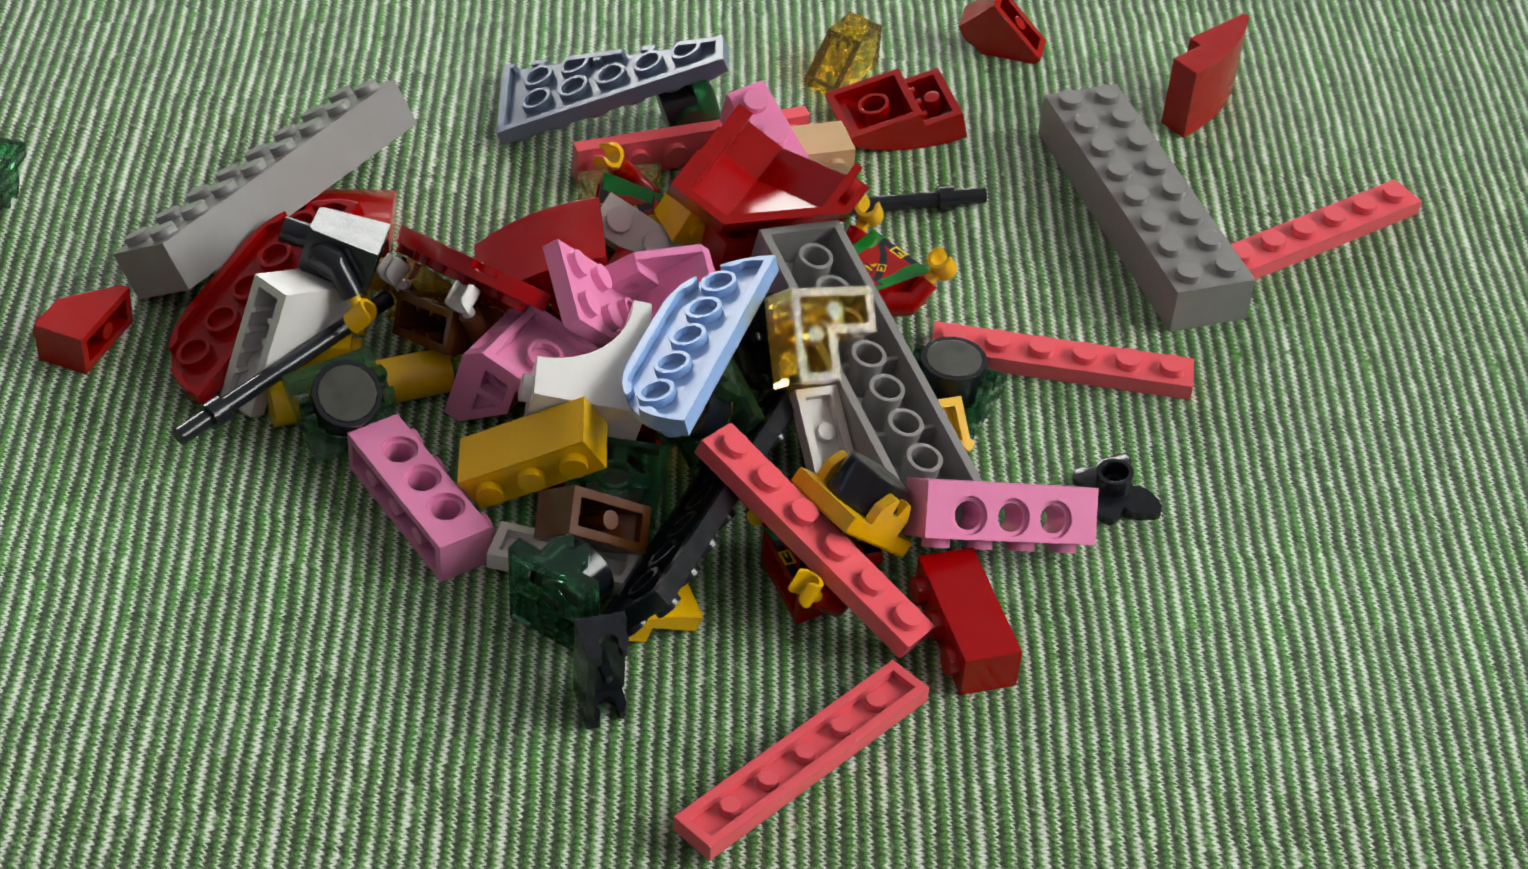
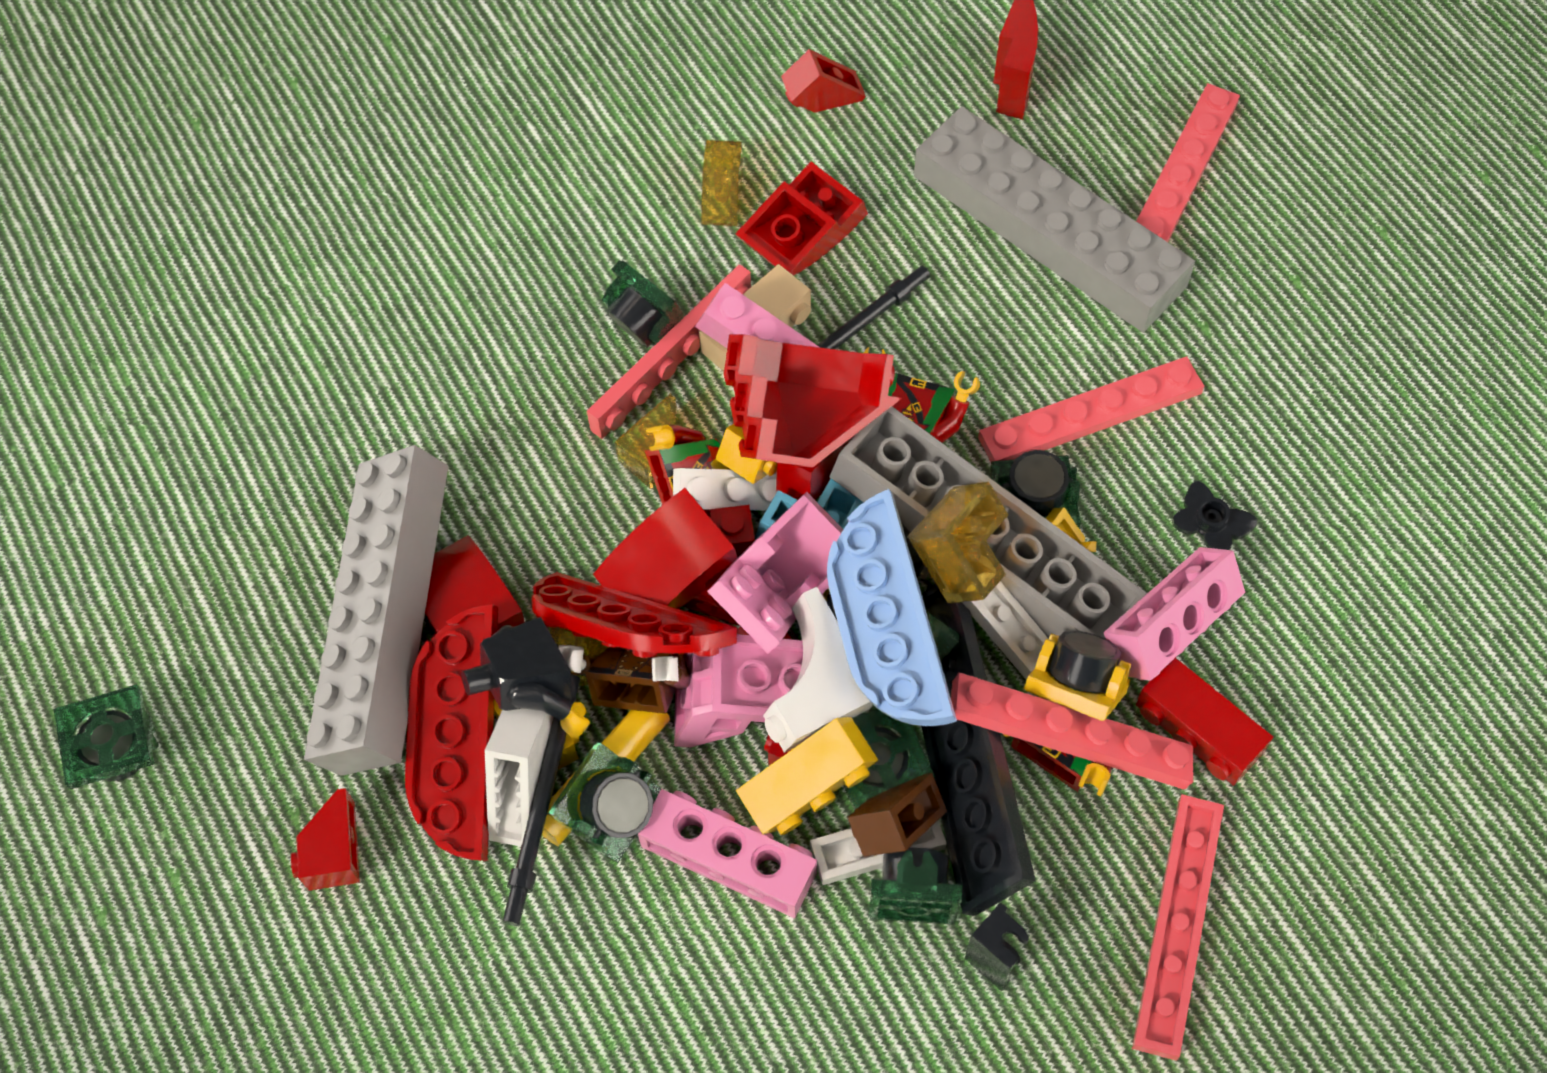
camera: 25 degrees left, 20 degrees up
(598, 82) = (560, 342): sand blue wing -> none

